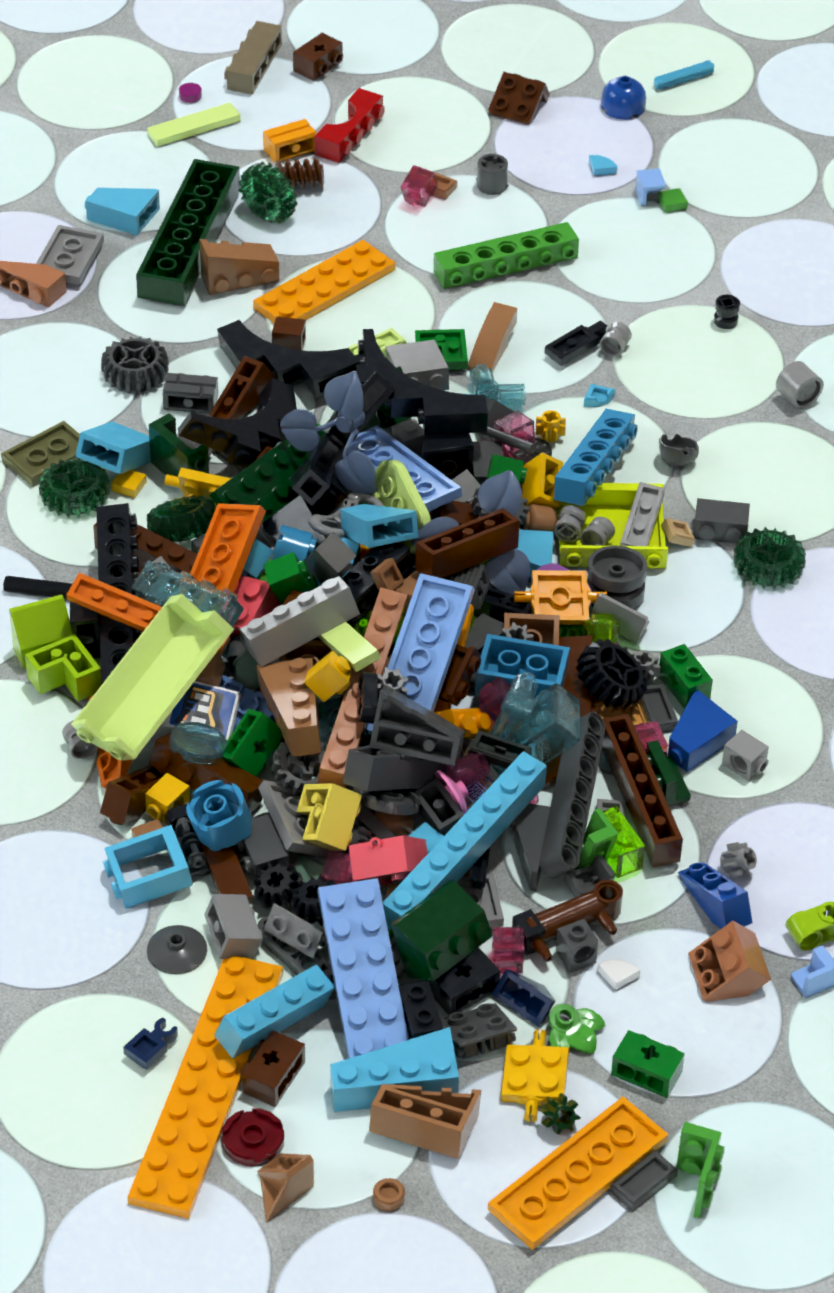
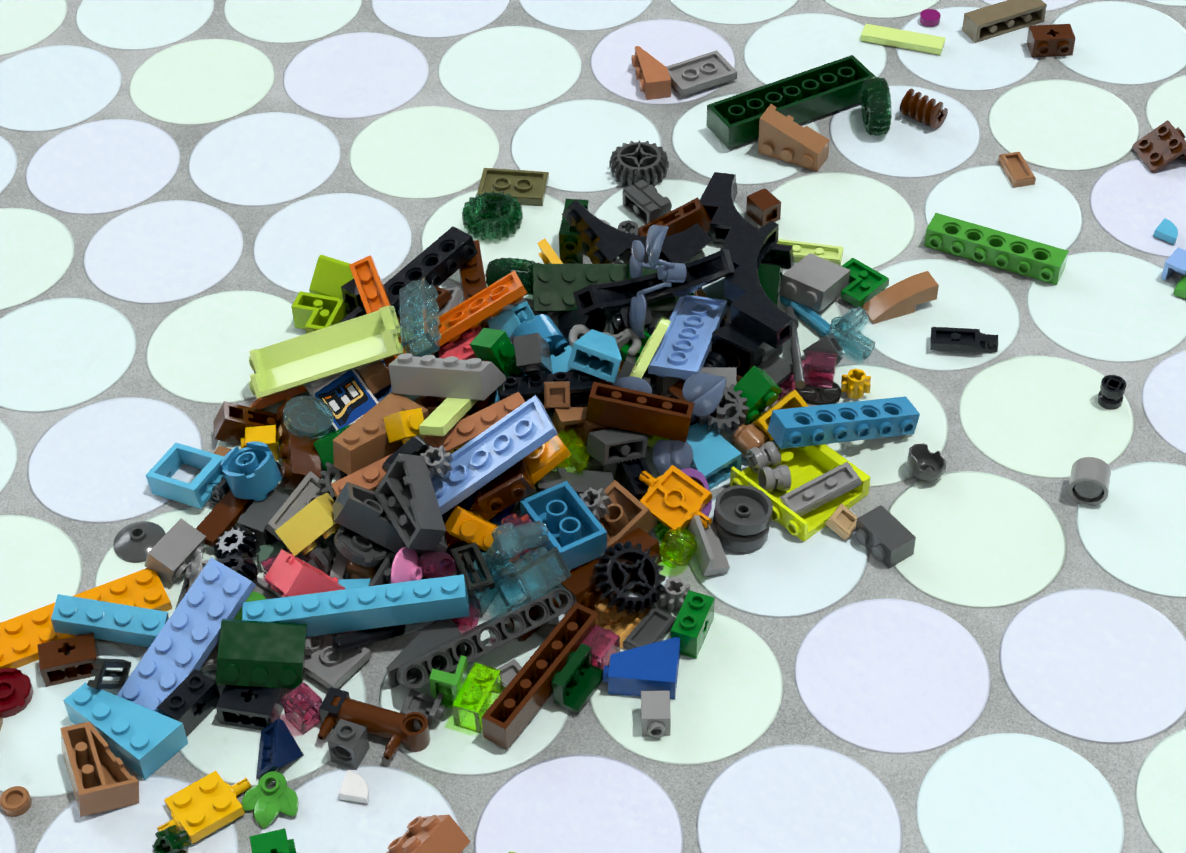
camera: 50 degrees right, 0 degrees up
(35, 586) = (384, 259): black axle -> none
(114, 447) = (539, 203): medium azure brick -> none
(123, 208) = (773, 61): medium azure slope -> none
(129, 483) = (531, 235): yellow tile -> none
(150, 1046) = (32, 584): dark blue plate -> none
(289, 140) = (949, 84): light orange brick -> none
(325, 283) = (842, 191): light orange plate -> none
(335, 1045) = (99, 683): none -> pearl dark grey tile
(337, 140) = (986, 102): red arch -> none
(419, 186) = (995, 164): clear pink brick -> none
(480, 1024) = (214, 745): dark grey hinge -> none
(492, 174) = (1065, 187): dark grey piece -> none
(598, 396) = (927, 388): medium azure tile -> none
(615, 339) = (993, 356): light grey wheel -> none
(717, 895) = (488, 794): blue slope -> none
(738, 860) = (545, 776): light grey gear -> none
(769, 558) = (883, 594): clear green gear -> none

